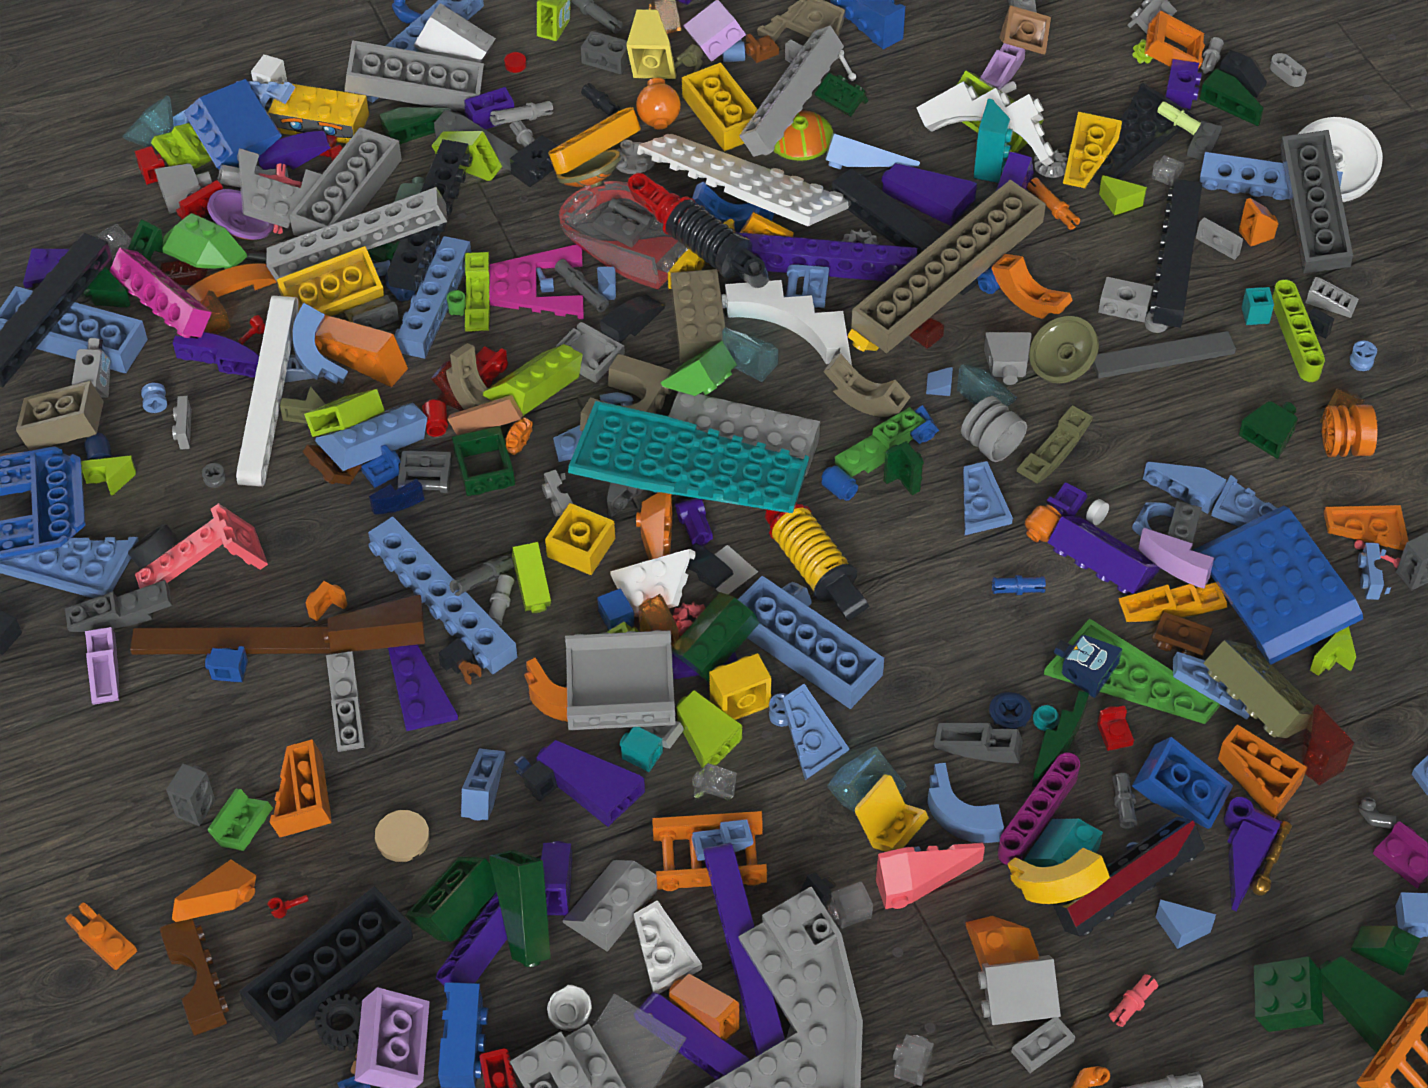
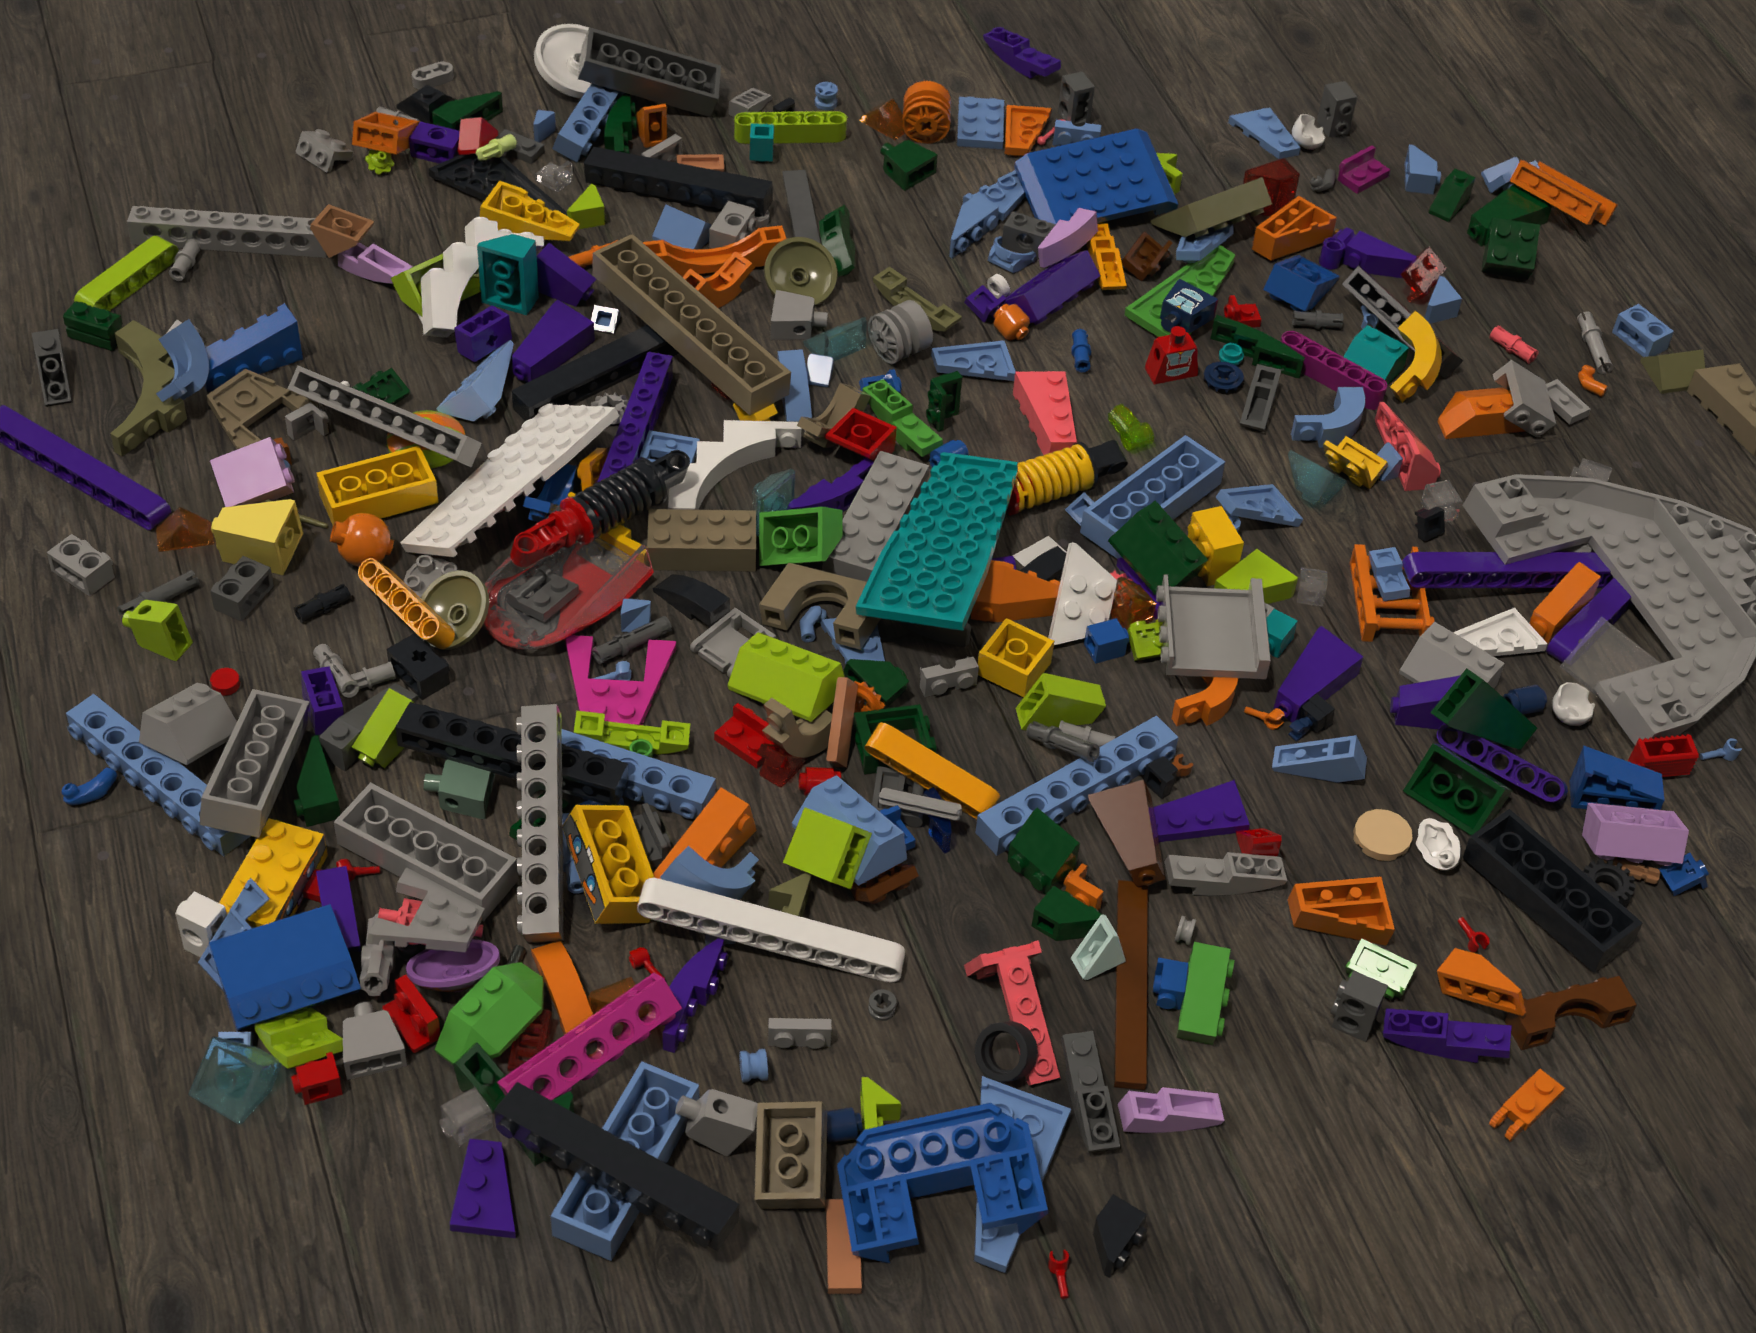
camera: 90 degrees left, 5 degrees down
(171, 869) = (1438, 1036): none -> dark purple slope
(214, 683) = (1205, 993): none -> bright green wedge
(258, 611) = (1098, 950): none -> light aqua slope
(284, 675) = (1185, 930): none -> light grey bush
(296, 584) = (1063, 916): none -> dark green slope
(357, 567) = (1043, 852): none -> dark green slope
(382, 729) = (1259, 842): none -> red slope
(384, 877) = (1438, 844): none -> white arm
(399, 475) = (920, 804): none -> light grey axle
(437, 481) = (930, 770): none -> light orange beam
(537, 745) = (1271, 720): none -> orange hand
(542, 443) = (882, 675): none -> dark green slope
(574, 965) = (1527, 699): none -> dark blue brick
(766, 394) = (835, 495): none -> dark purple slope
(838, 410) = (863, 434): none -> red slope
(904, 630) = (1131, 431): none -> clear neon green piece
(909, 362) = (798, 400): none -> medium blue slope
(911, 558) = (1047, 407): none -> coral wedge
(923, 143) = (483, 333): none -> dark purple brick
(1013, 653) = (1172, 357): none -> red torso
(1060, 258) = (752, 247): none -> orange arch
(1117, 377) = (837, 239): none -> dark green slope
(1118, 262) = (681, 229): none -> medium blue slope
(1193, 102) = (474, 135): none -> slope
(1218, 898) = (1423, 273): none -> clear red bracket
(1220, 271) = (711, 161): none -> nougat tile
(1232, 202) = (620, 125): none -> dark green slope
(1233, 147) = (544, 125): none -> medium blue slope
(1371, 487) = (980, 122): none -> medium blue plate

